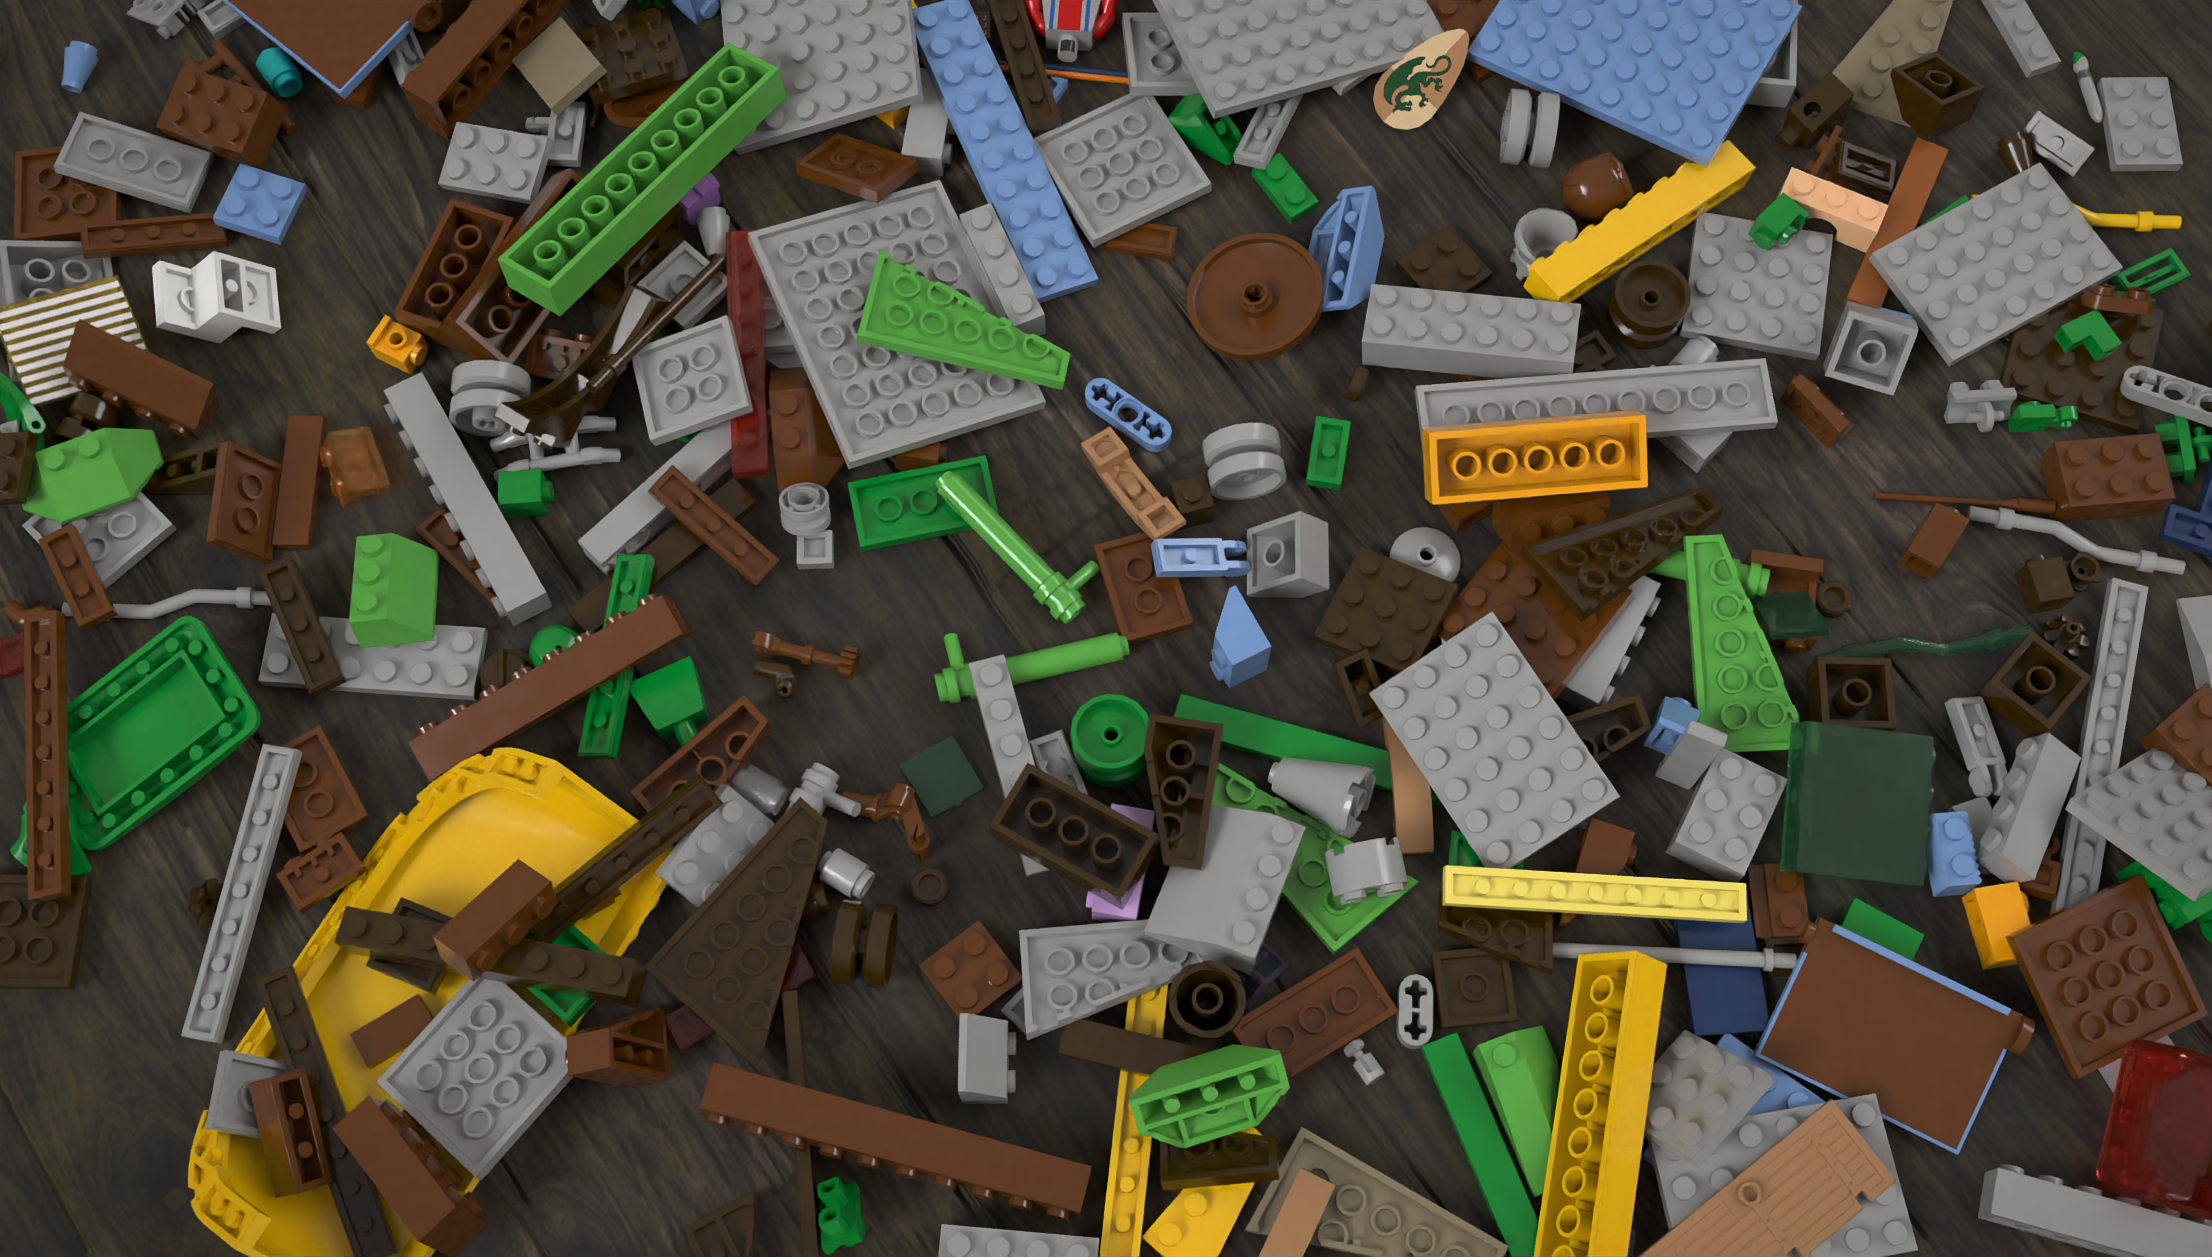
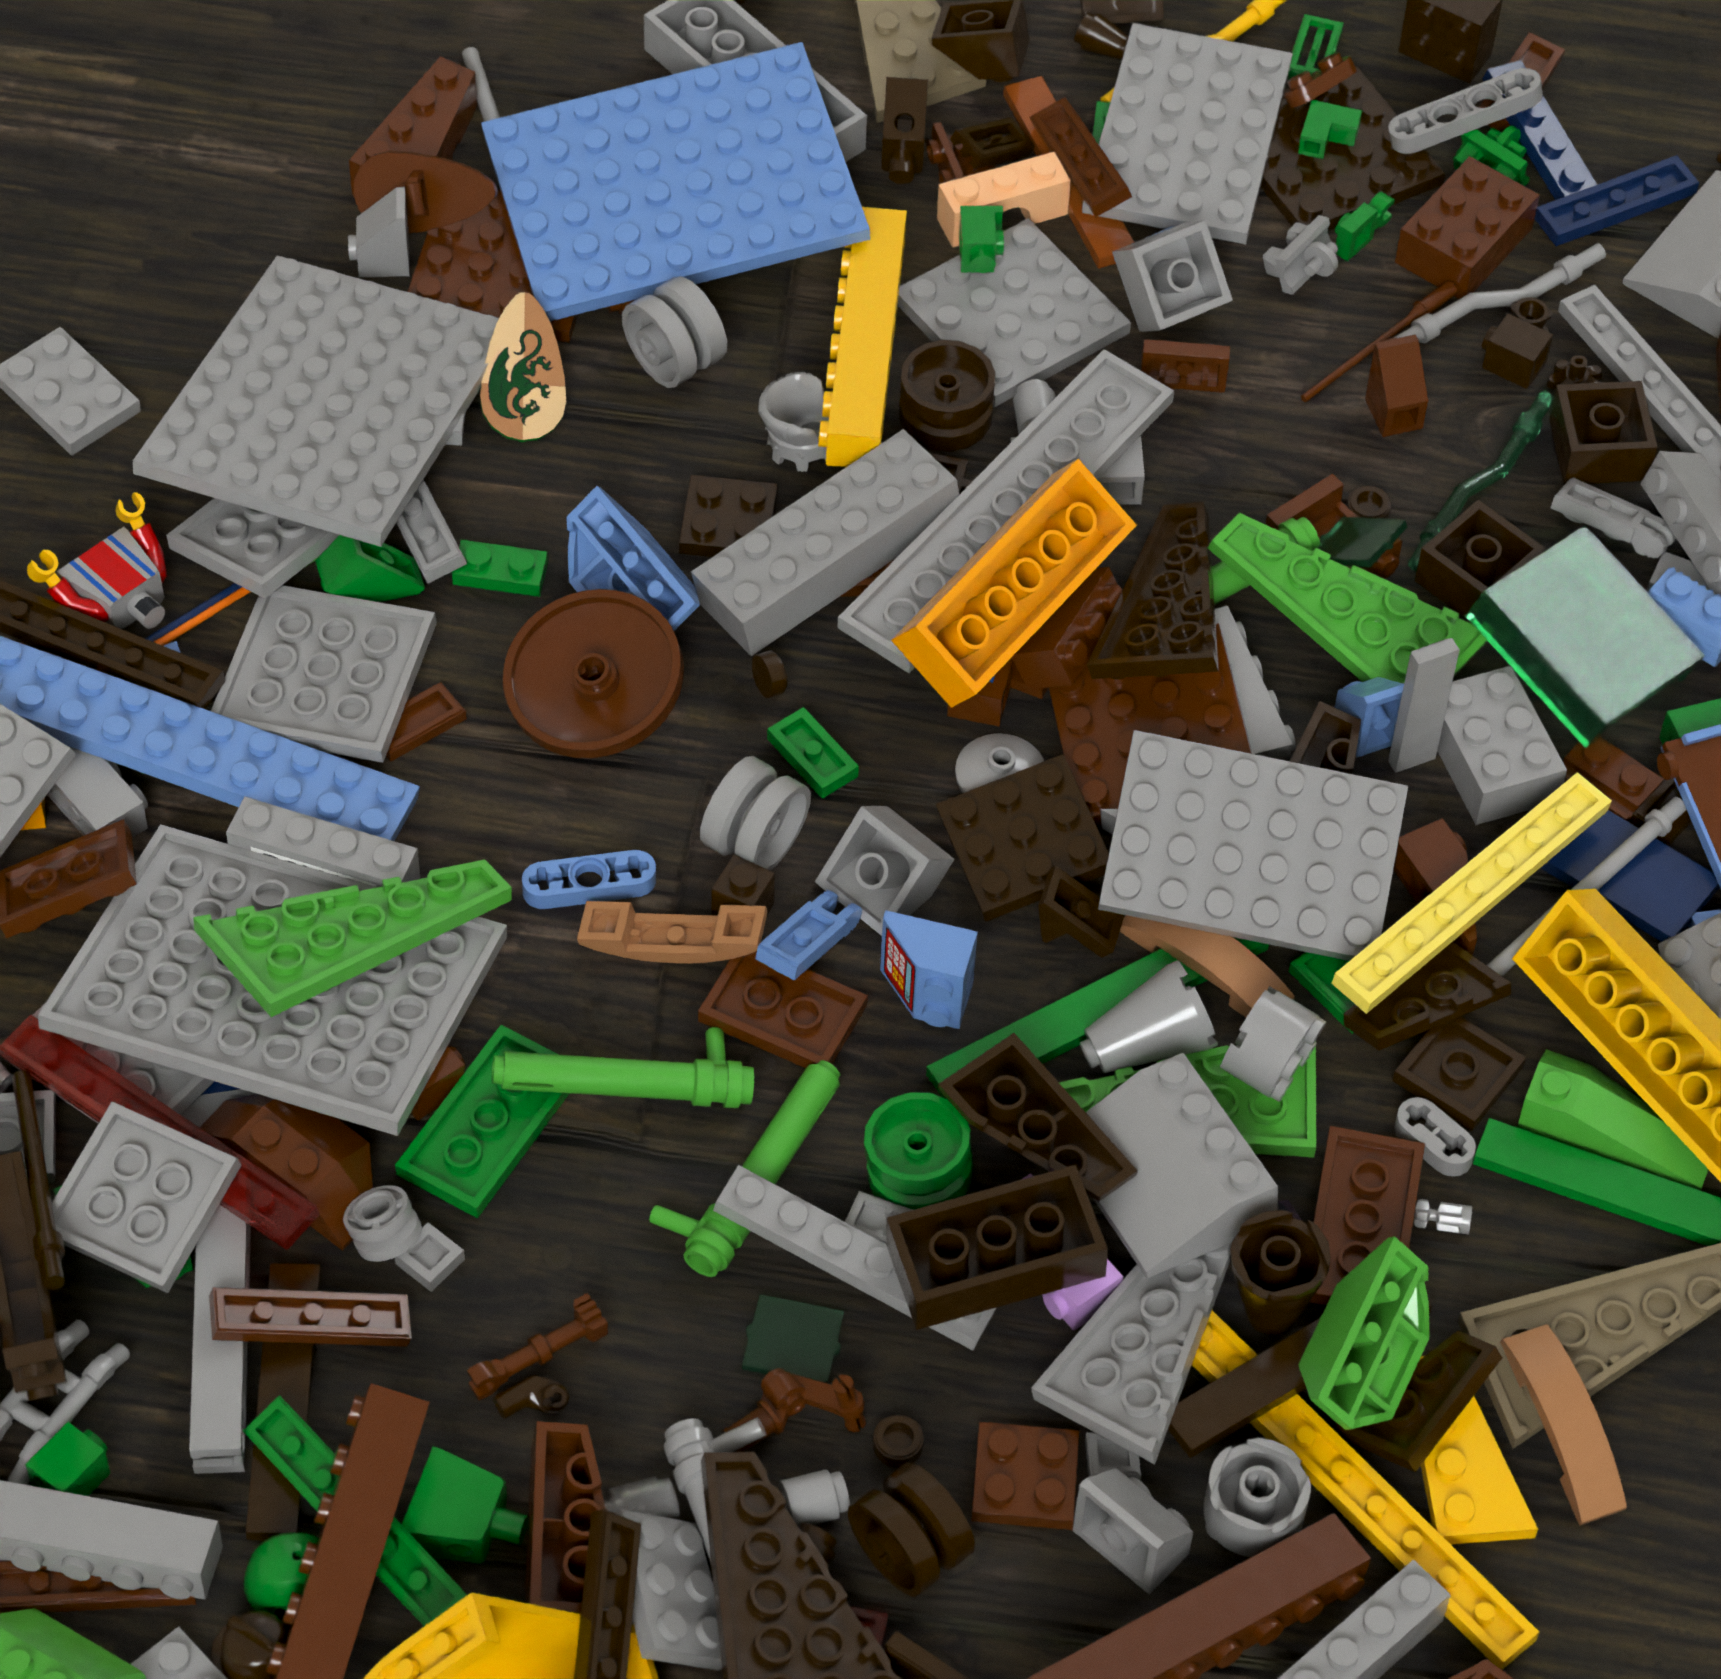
camera: 50 degrees left, 15 degrees down
(1077, 1095) = (1255, 1496): none -> light grey brick
(1596, 186) = (789, 332): reddish brown hair -> none
(1901, 223) = (1081, 157): none -> reddish brown tile

